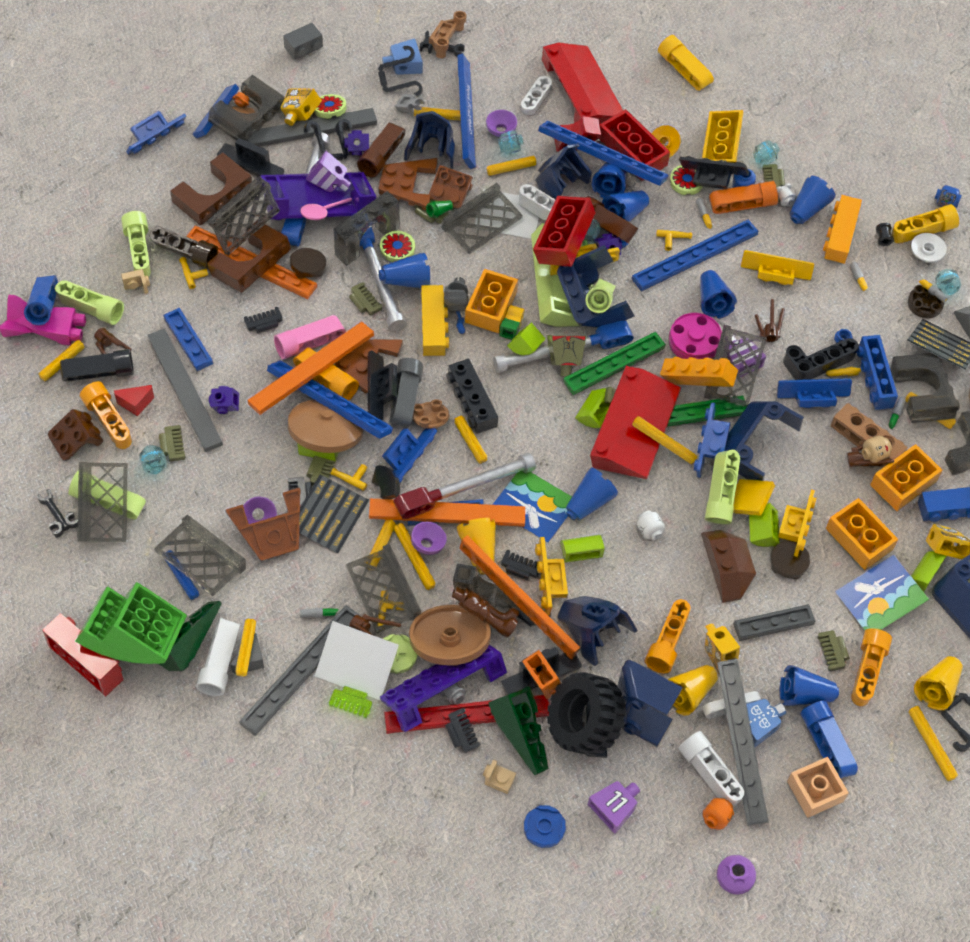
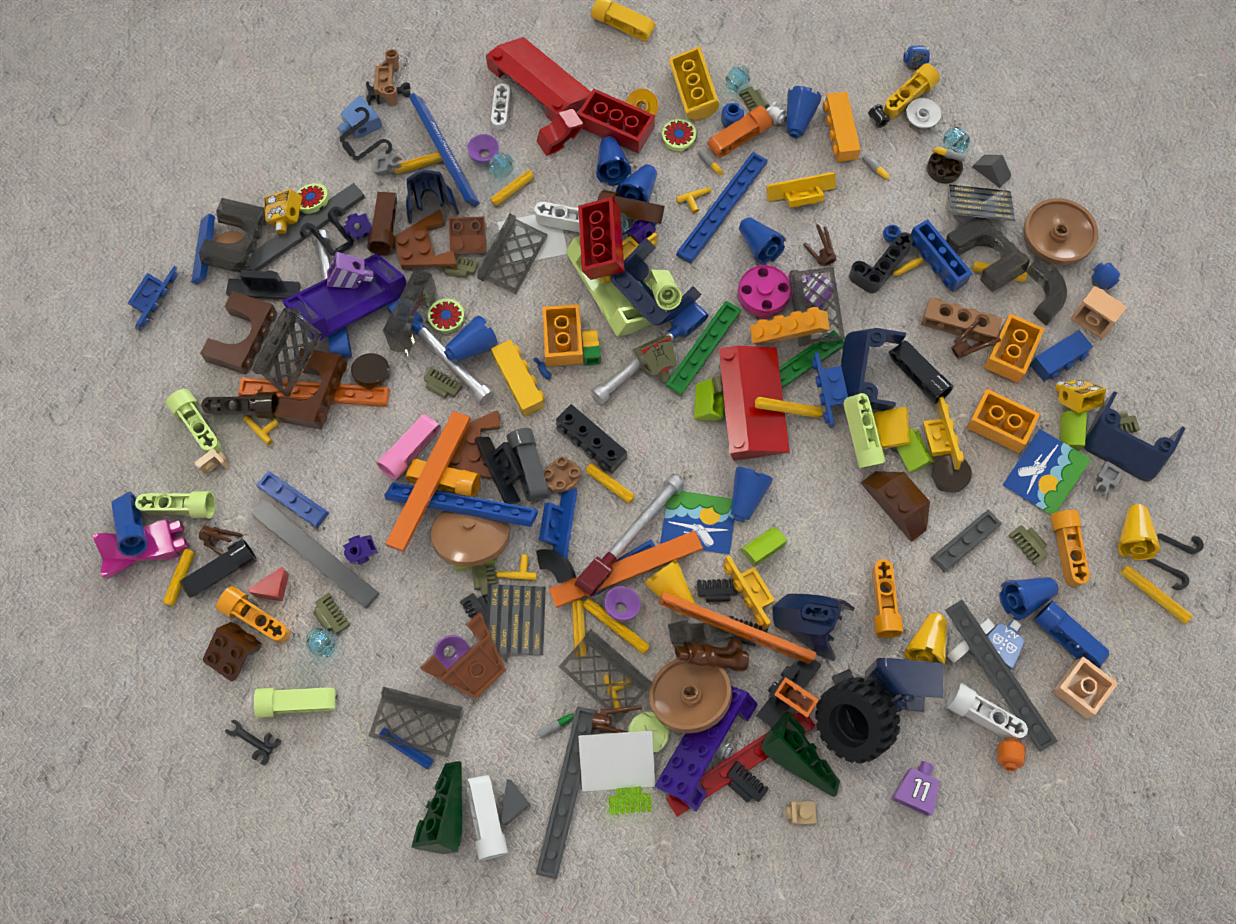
camera: 20 degrees left, 10 degrees up
(84, 502) = (278, 723): clear smoke fence -> none
(97, 669) = (354, 882): brick -> none
(132, 627) = (389, 833): bright green slope -> none
(241, 99) = (223, 227): orange plate -> none
(245, 647) = (508, 800): yellow axle -> none
(264, 323) = (357, 451): black piece -> none
(303, 41) = (253, 141): dark grey brick -> none
(319, 212) = (355, 315): bright pink piece -> none
(438, 208) = (466, 262): green cone -> none
(456, 295) = (527, 343): dark grey piece -> none
(526, 340) = (615, 362): lime brick -> none
(544, 826) = (864, 841): blue tile -> none
(566, 162) = (555, 185): dark blue piece -> none
(604, 153) = (595, 142): blue tile -> none
(650, 525) = (815, 496): white head -> none
(713, 173) = (703, 120): black bracket -> none
(720, 644) = (936, 589): yellow torso -> none
(731, 882) = (1043, 807): medium lavender piece -> none
(806, 463) = (920, 371): none -> black beam
(814, 392) = (894, 299): blue bracket -> none
(876, 449) = (980, 333): tan head -> none
(896, 413) = (972, 287): piece -> none
(940, 624) = (1109, 477): none -> light grey plate

